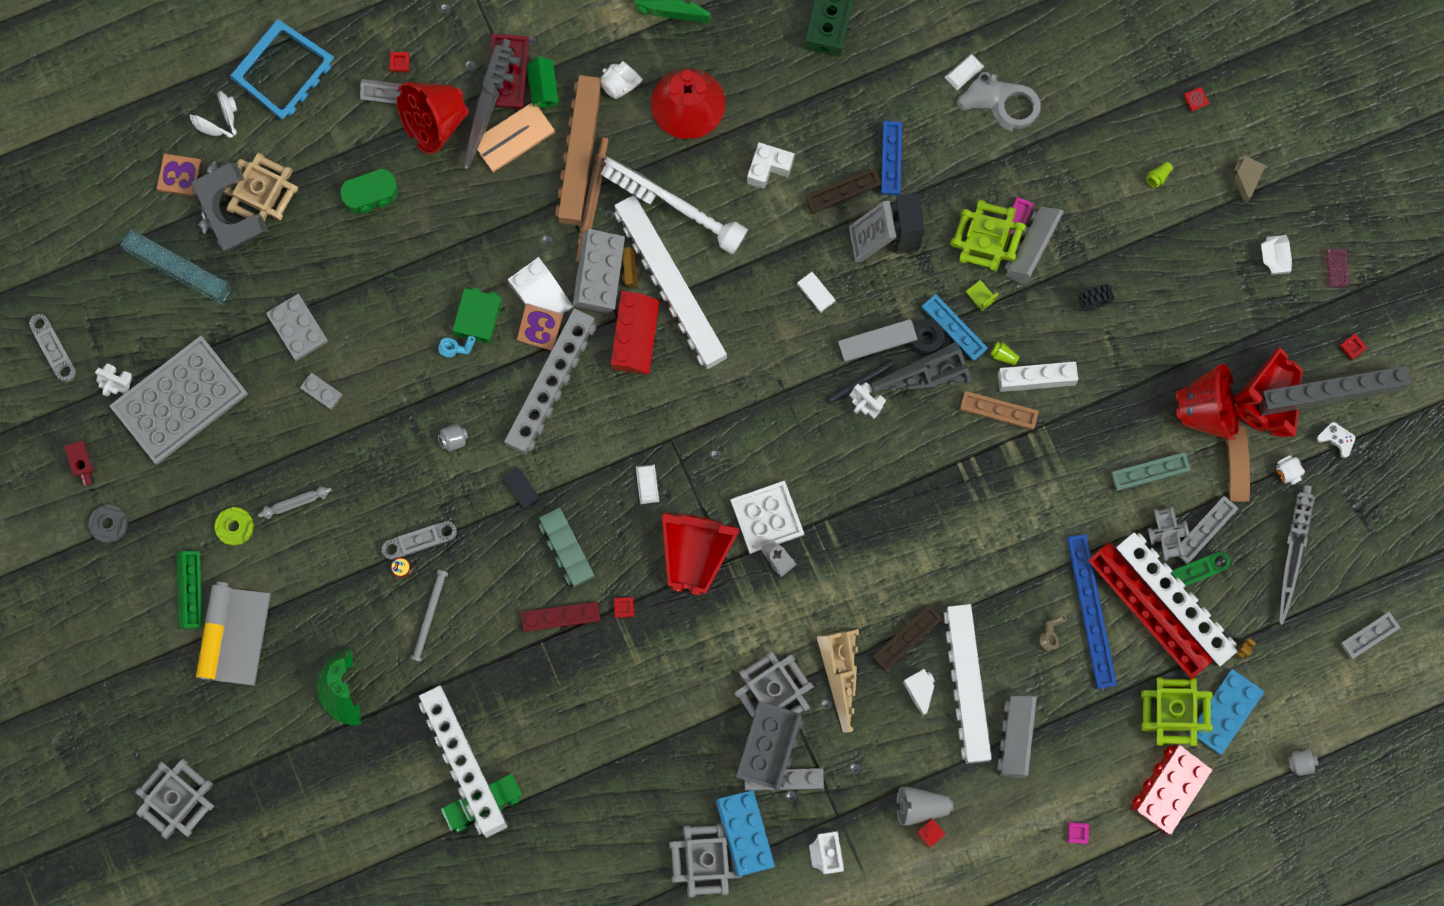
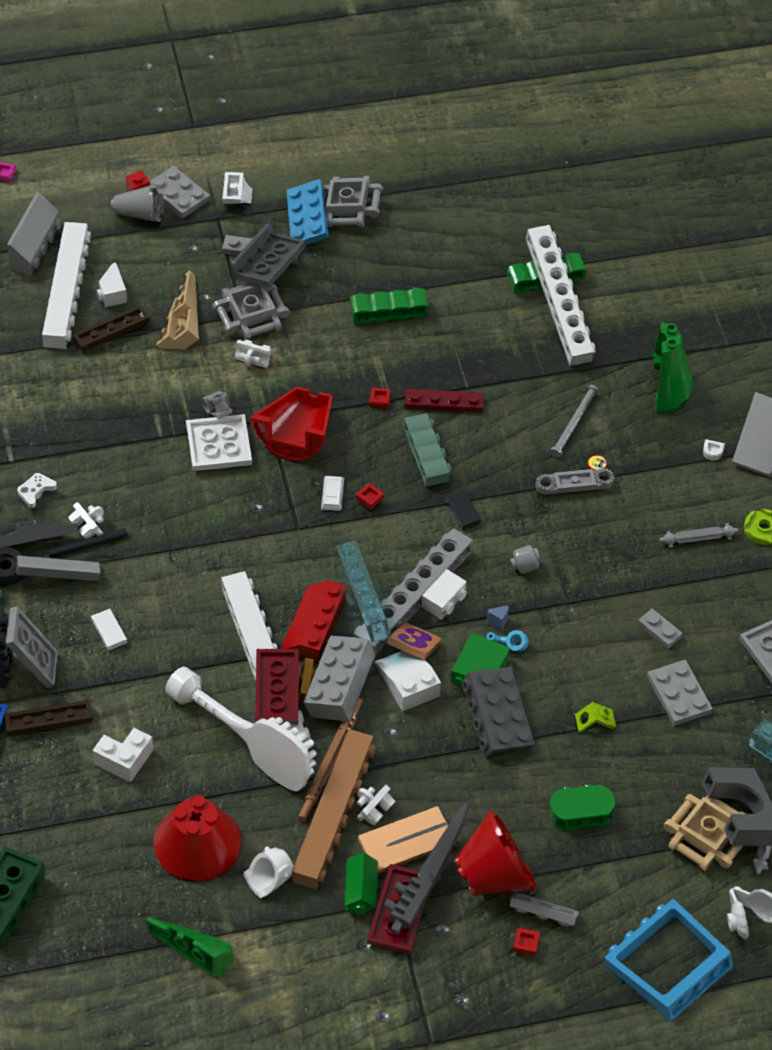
camera: 170 degrees left, 25 degrees down
(290, 609) = (713, 450): none -> white tile
(365, 283) = (597, 714): none -> lime bracket
(454, 266) = (497, 710): none -> dark grey bracket
(468, 369) = (498, 617): none -> sand blue slope
(521, 383) = (444, 594): none -> white brick
(548, 161) = (370, 813): none -> white hips
(593, 359) = (363, 591): none -> clear light blue brick
(611, 483) = (369, 496): none -> red plate
(636, 723) = (390, 305): none -> green brick
(650, 243) = (277, 684): none -> dark red plate
(768, 634) = (252, 353): none -> white hips
(889, 843) = (180, 192): none -> light grey plate
(927, 427) = (33, 488): none -> white piece

